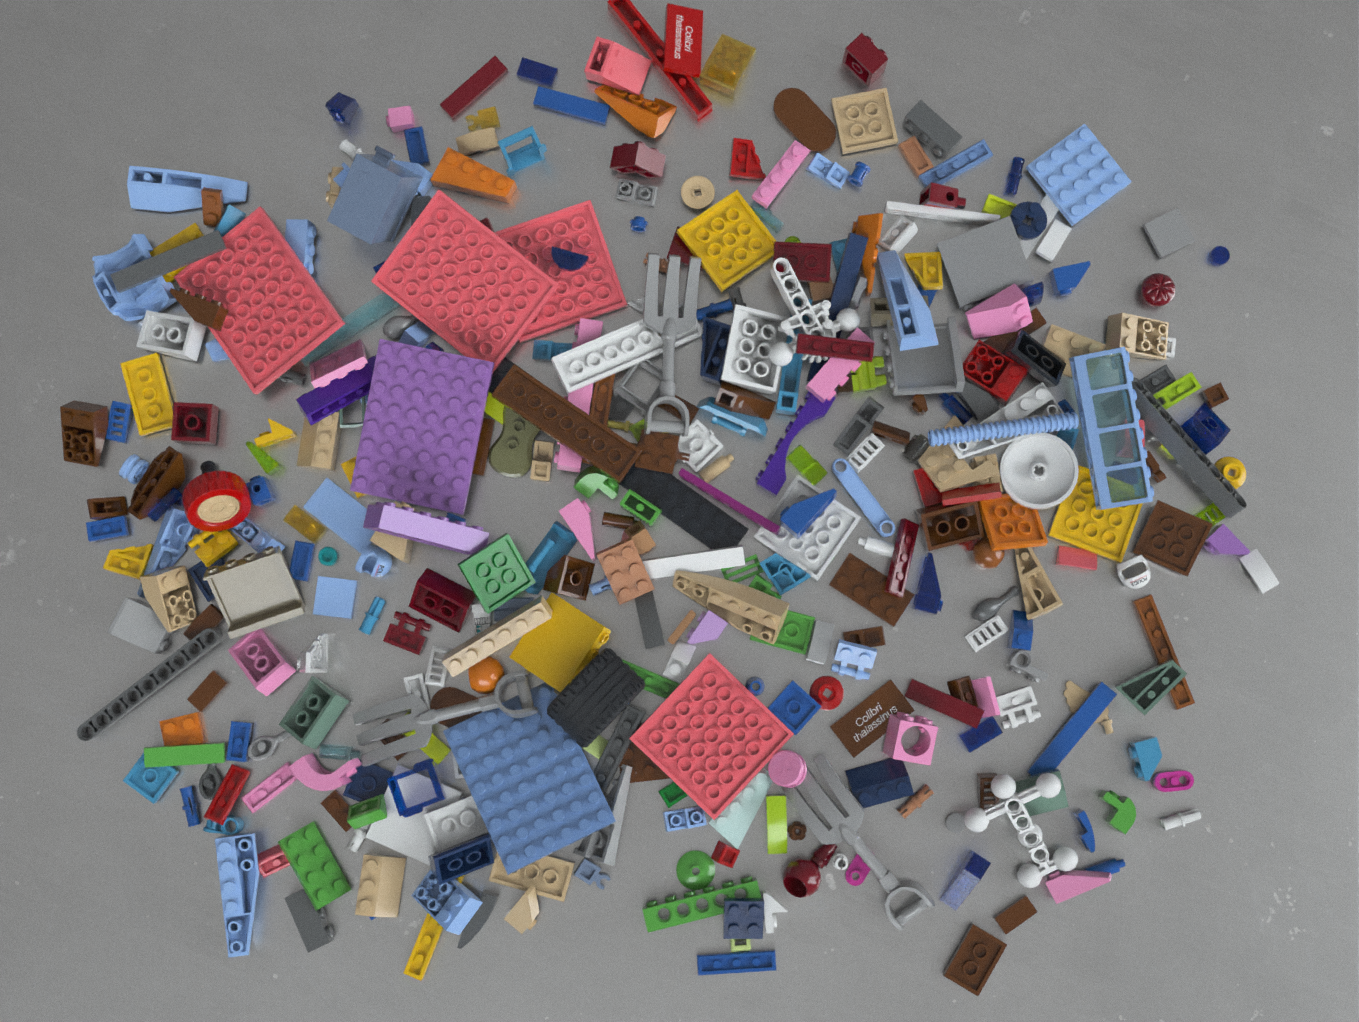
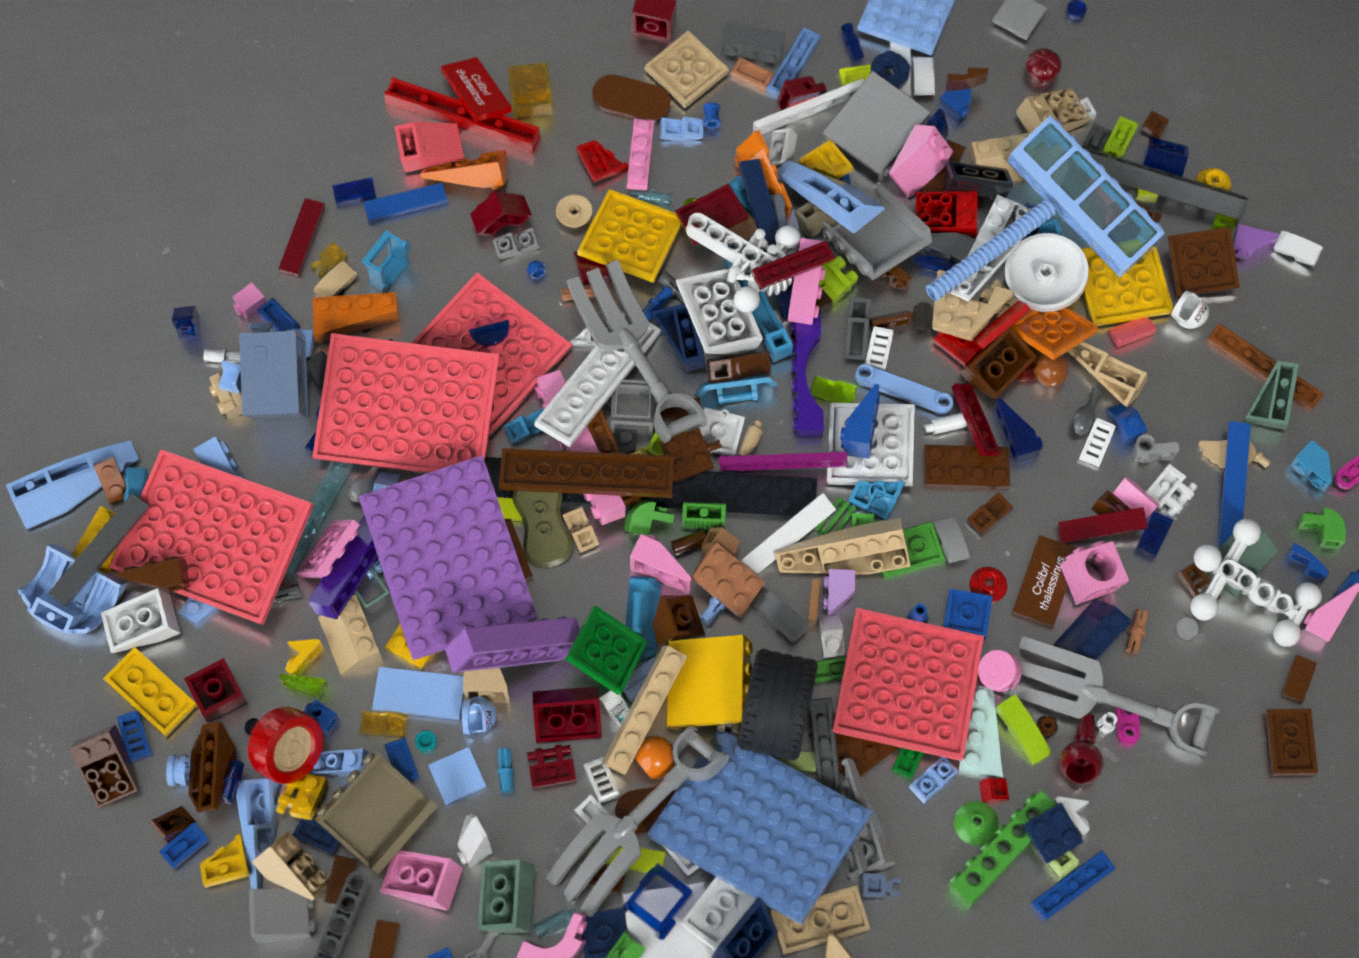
camera: 35 degrees left, 15 degrees down
(854, 654) = (992, 530): light blue plate -> none
(965, 880) = (1231, 673): clear blue slope -> none
(1090, 269) = (973, 78): none -> reddish brown slope

